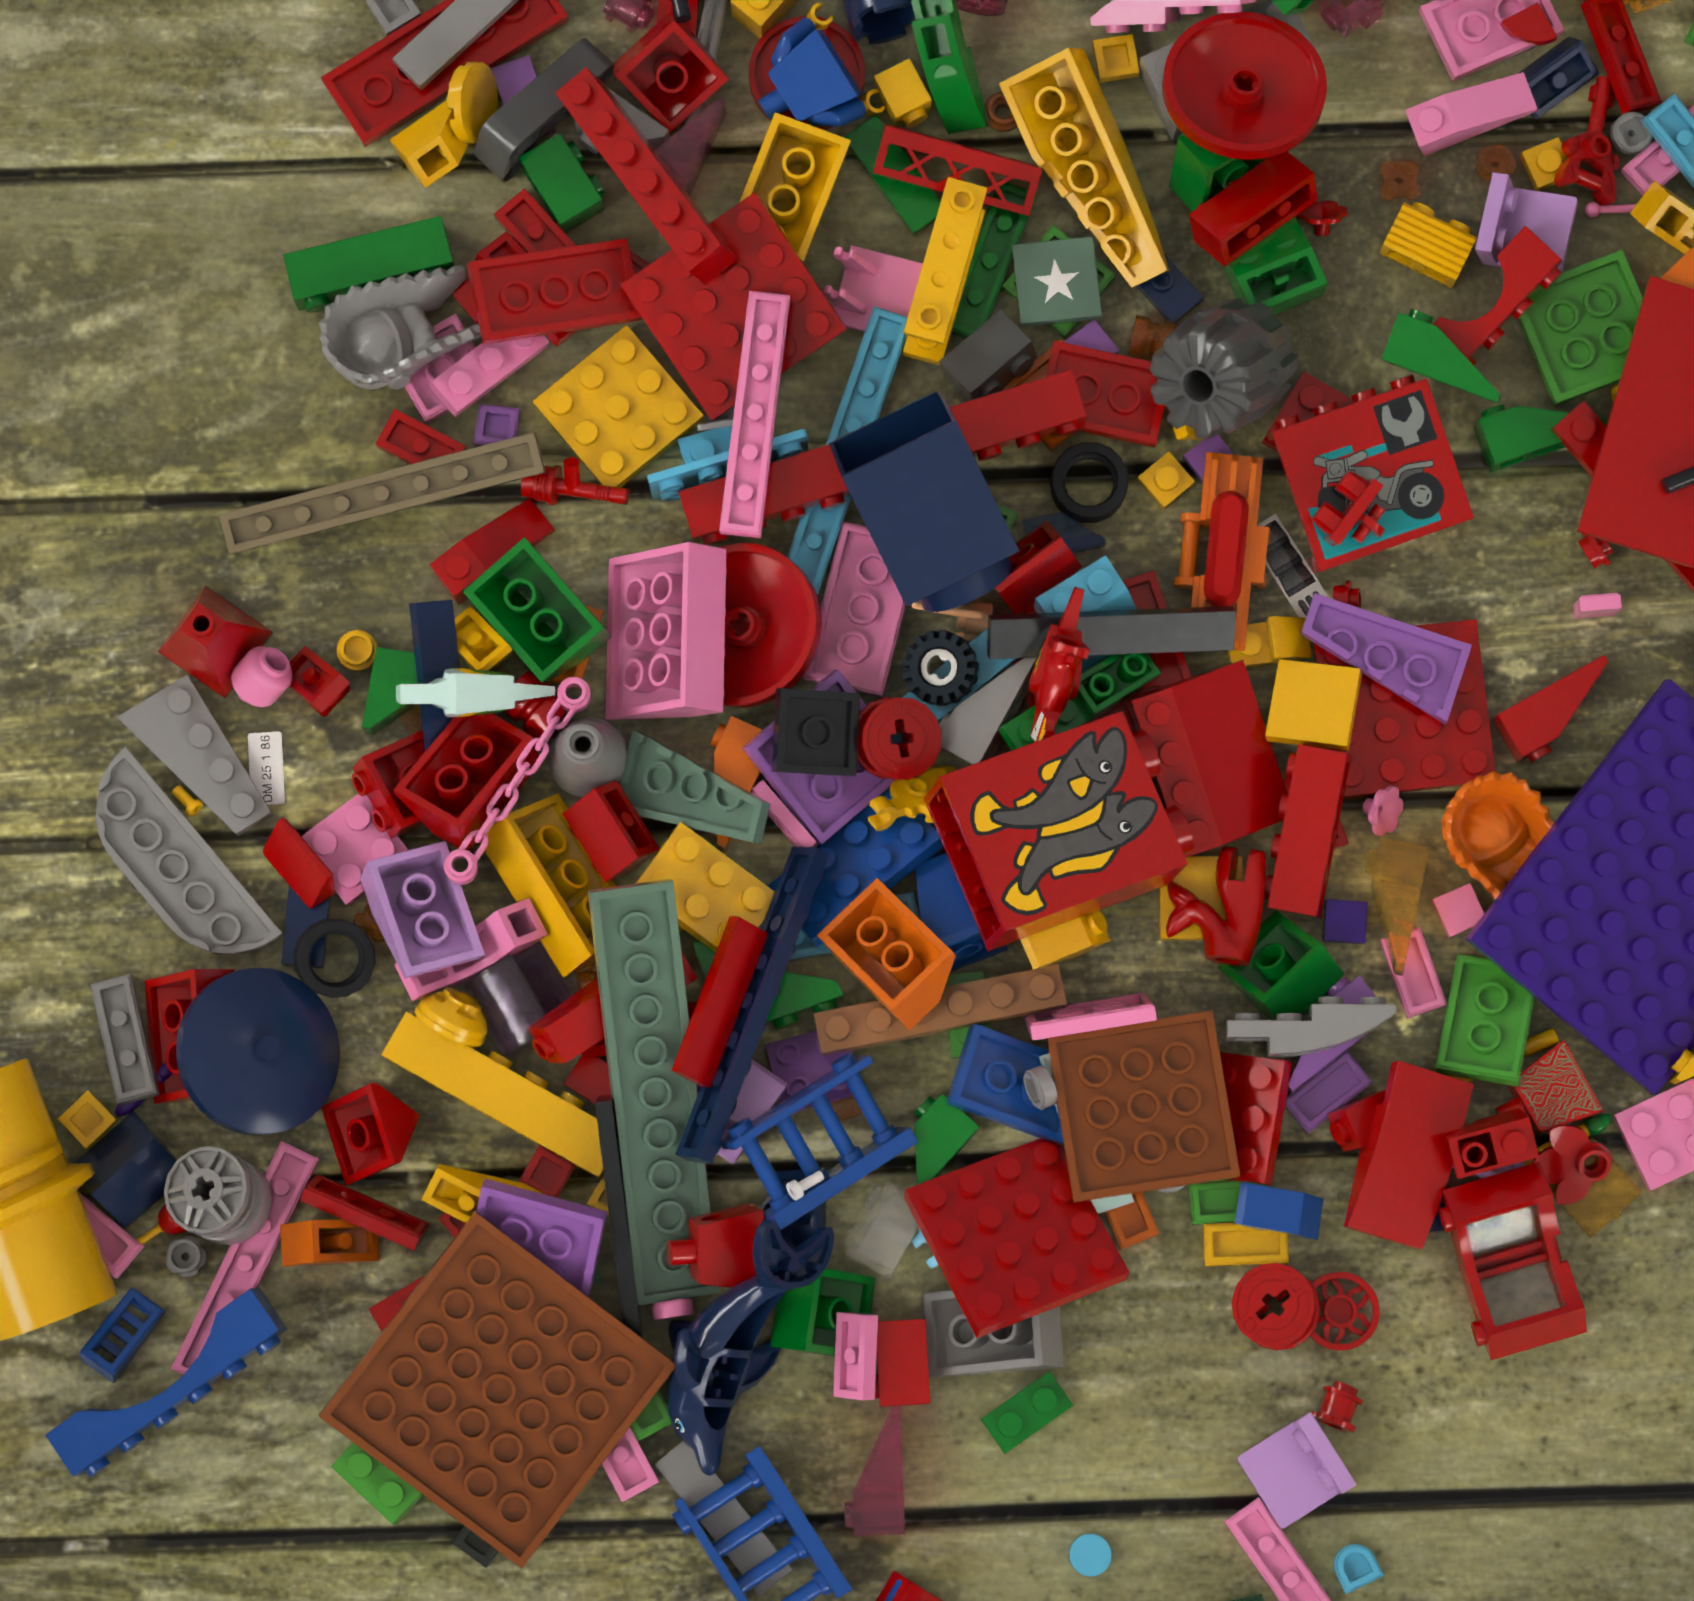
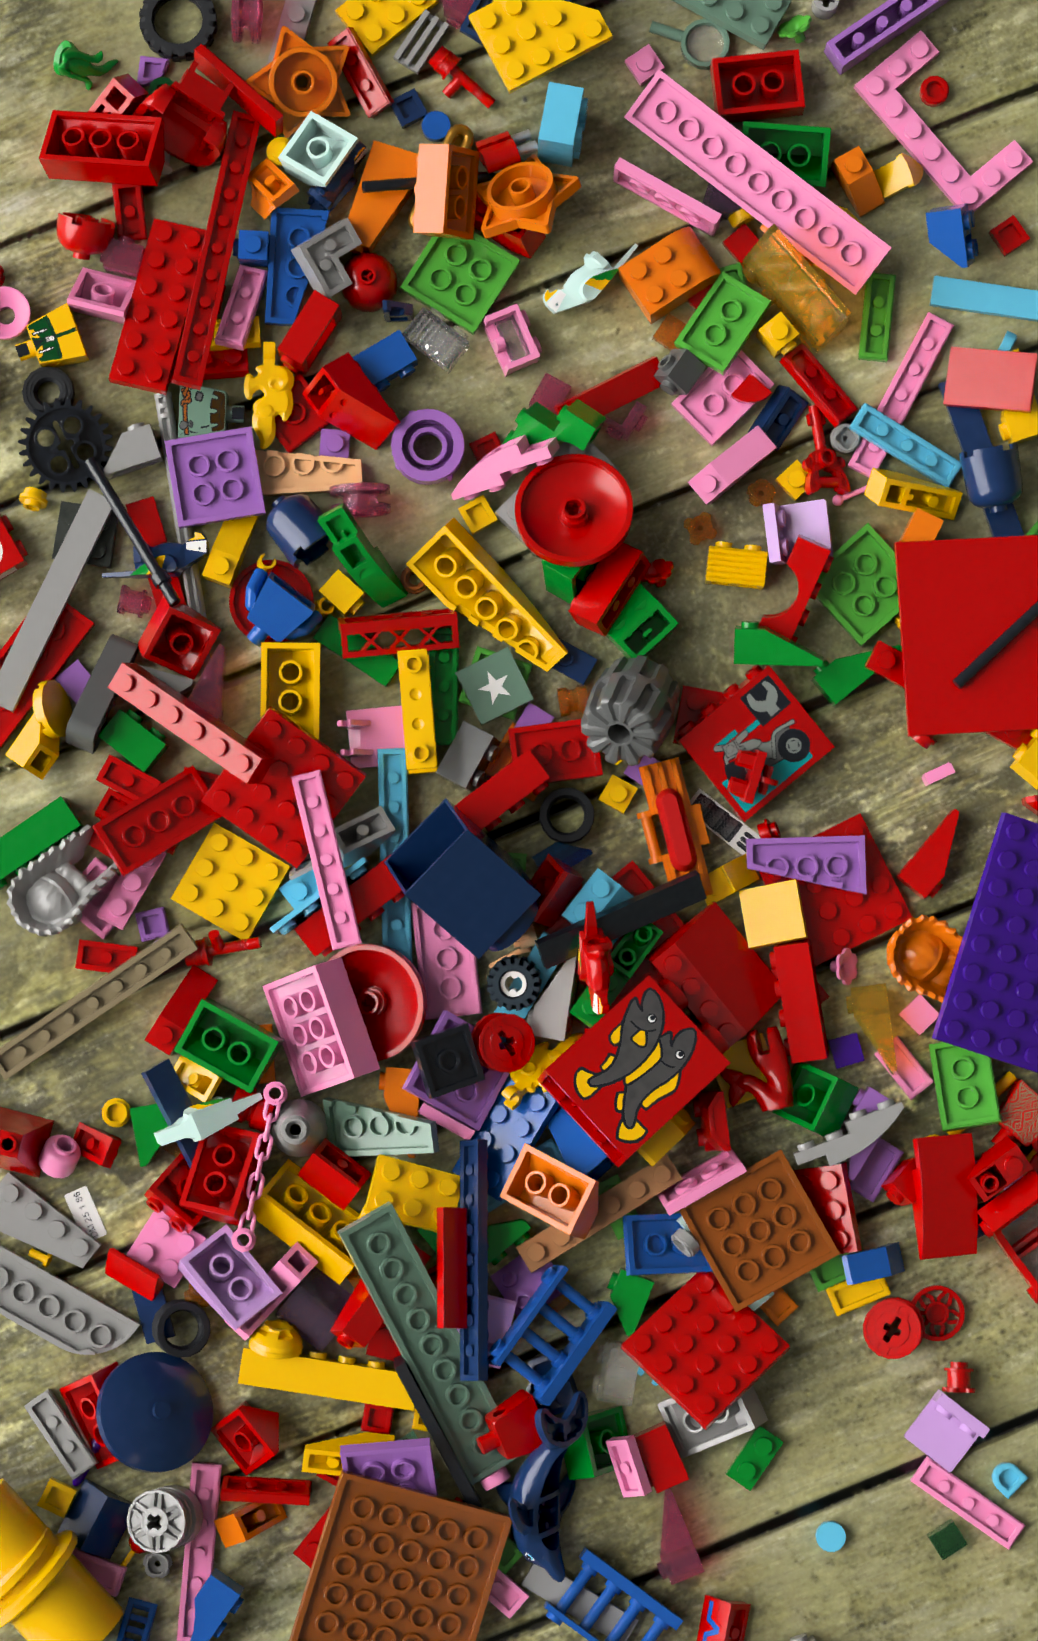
camera: 20 degrees left, 5 degrees up
(796, 1188) = (549, 1374): white piece -> none
(815, 407) = (363, 835): none -> light grey slope
(1137, 940) = (713, 1117): none -> red slope

